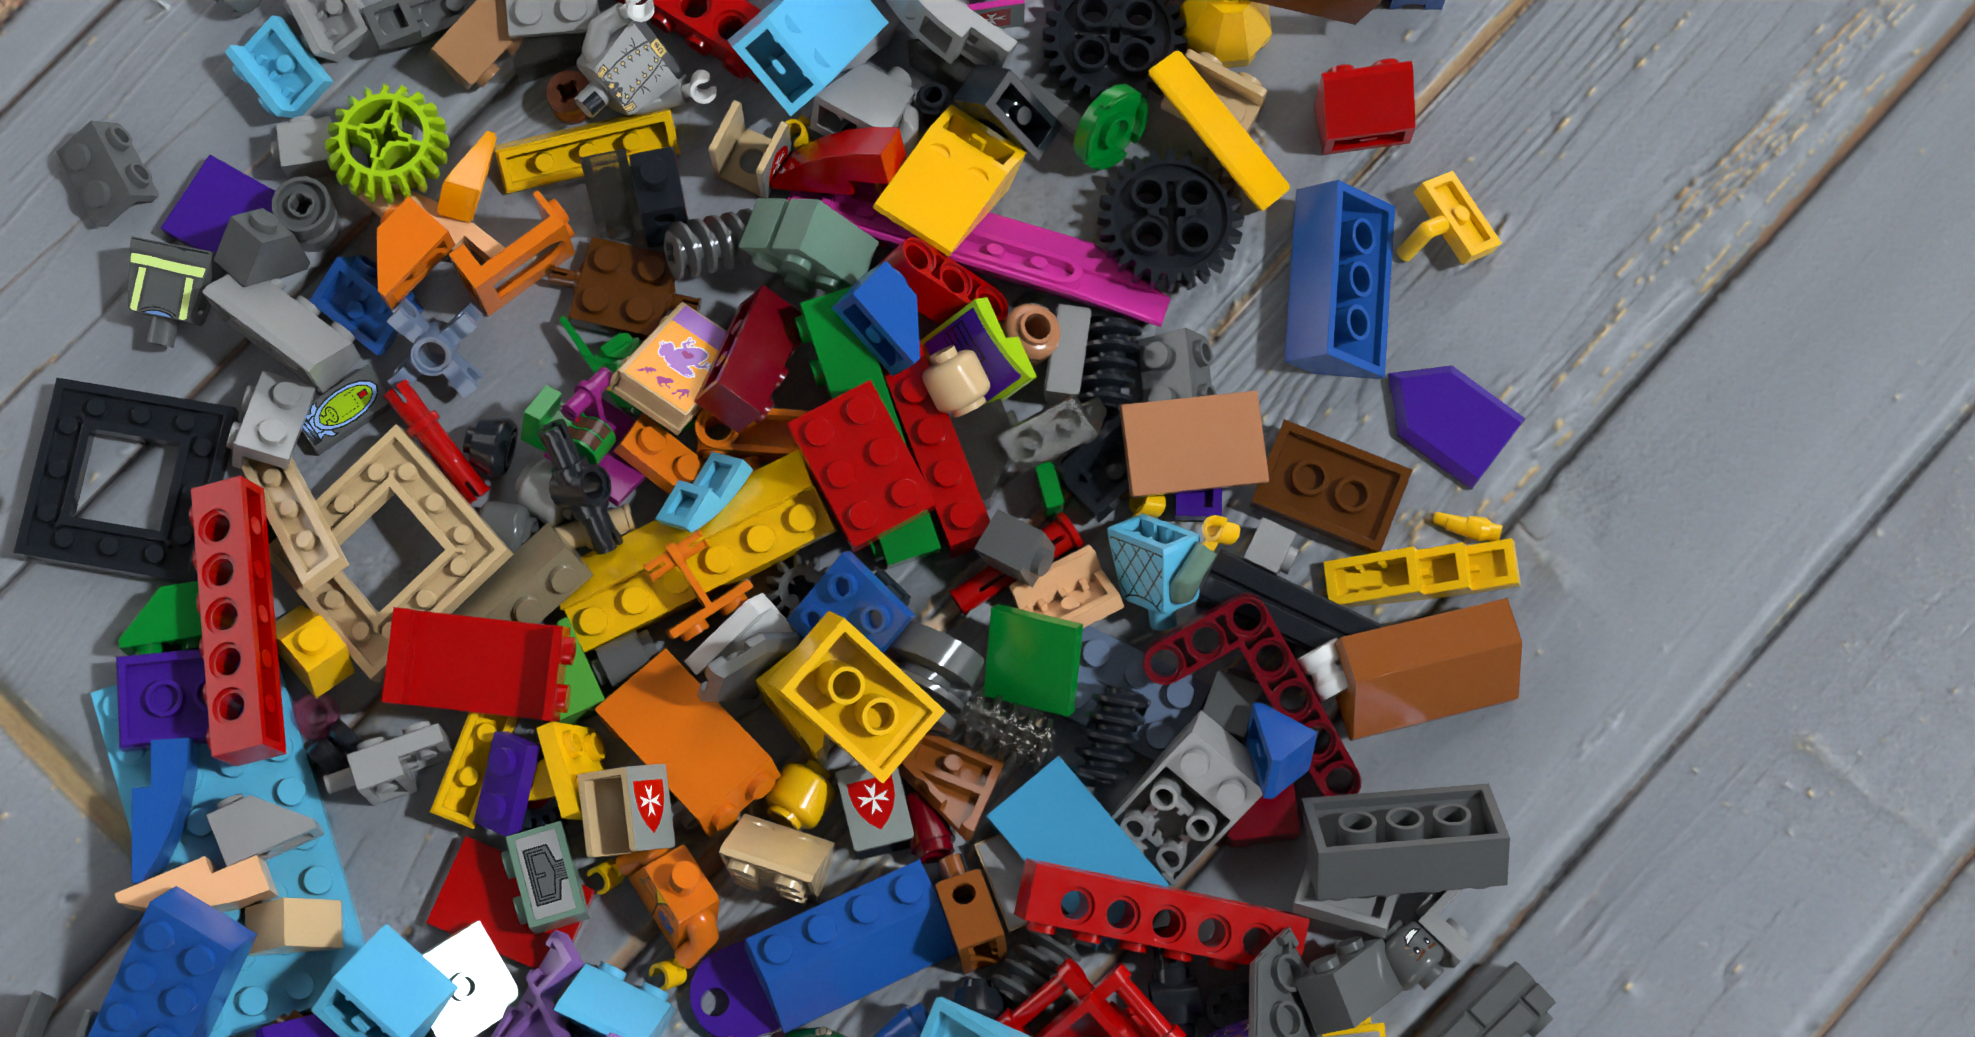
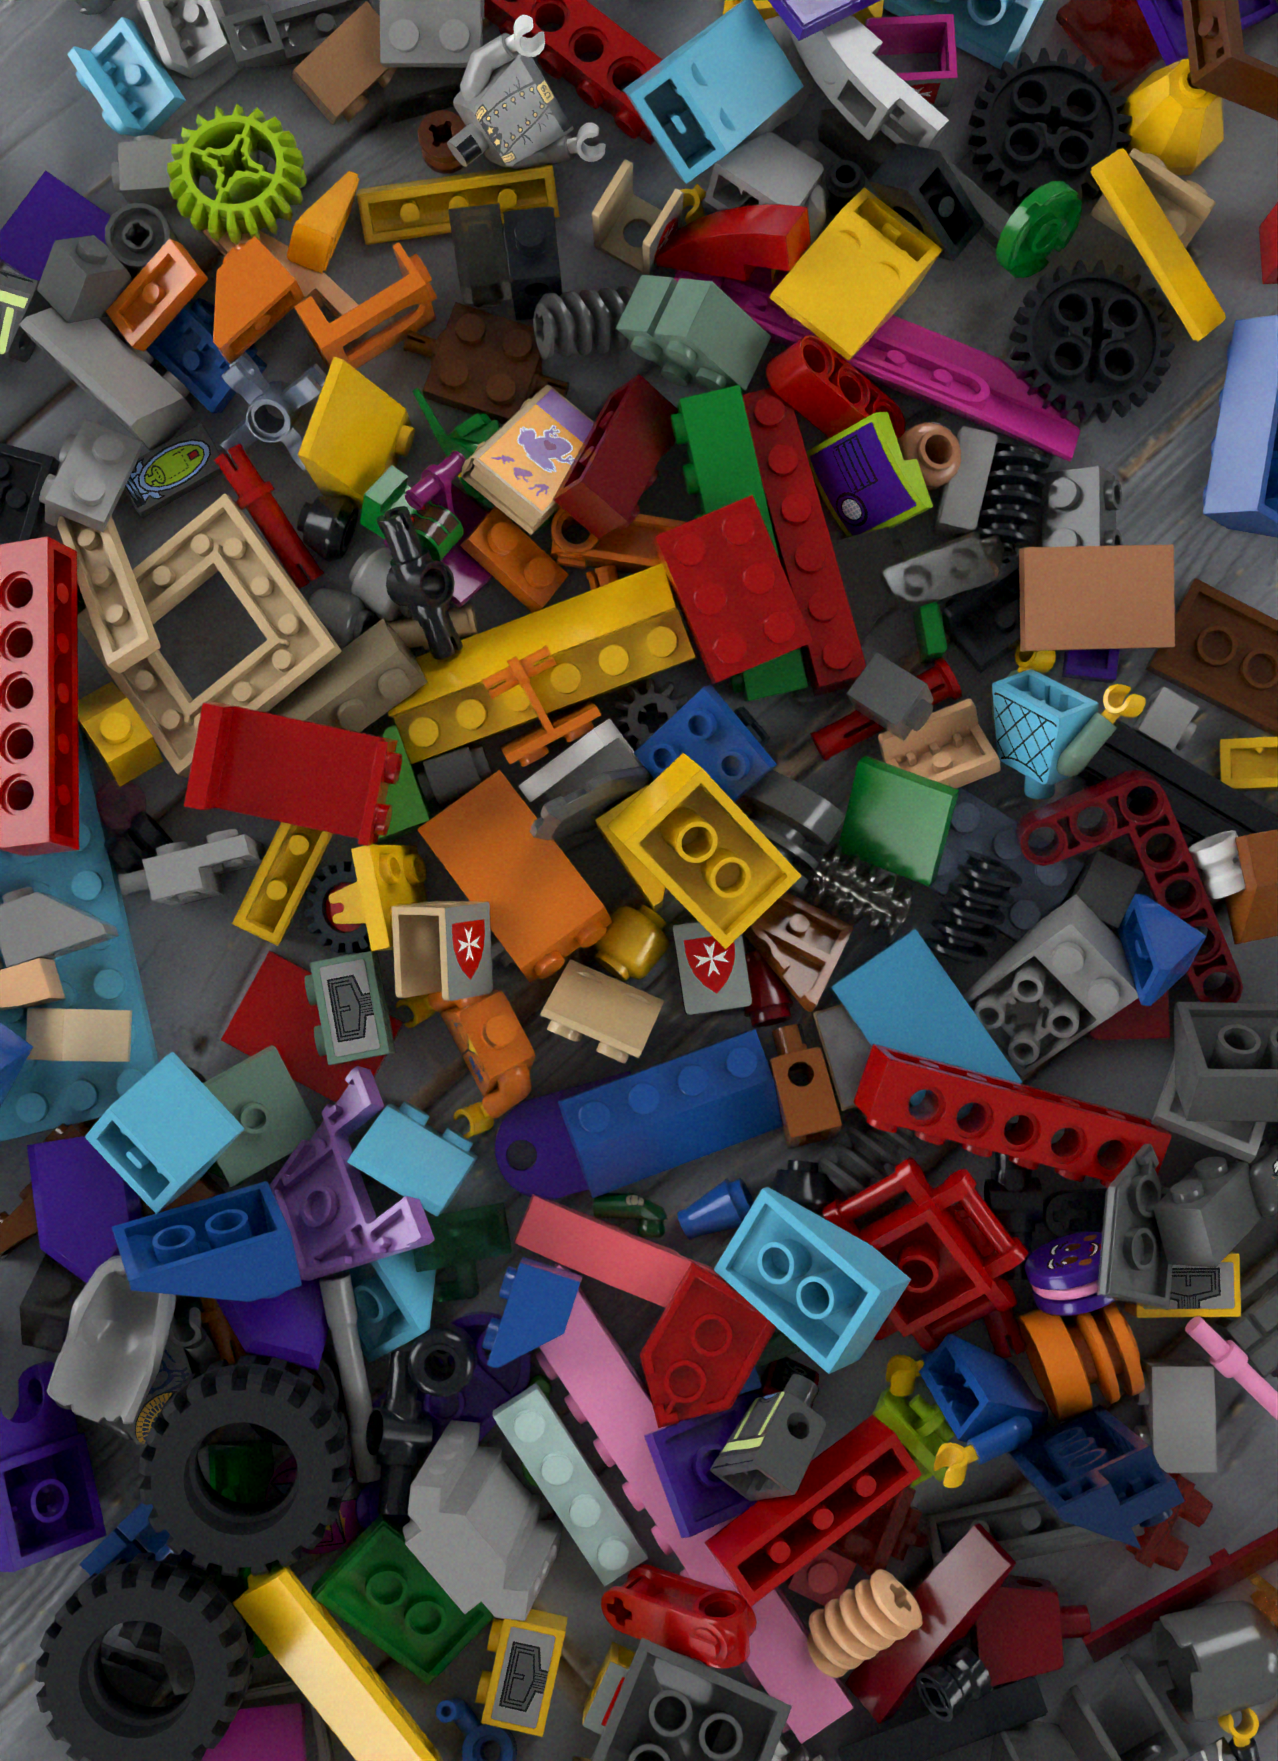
camera: 10 degrees right, 10 degrees up
(322, 255) = (156, 295): none -> orange plate
(507, 783) = (316, 903): dark purple plate -> none
(510, 361) = (353, 434): none -> yellow slope
(714, 487) = (567, 596): medium azure slope -> none
(884, 317) = (771, 423): blue slope -> none
(956, 381) = (843, 503): tan head -> none

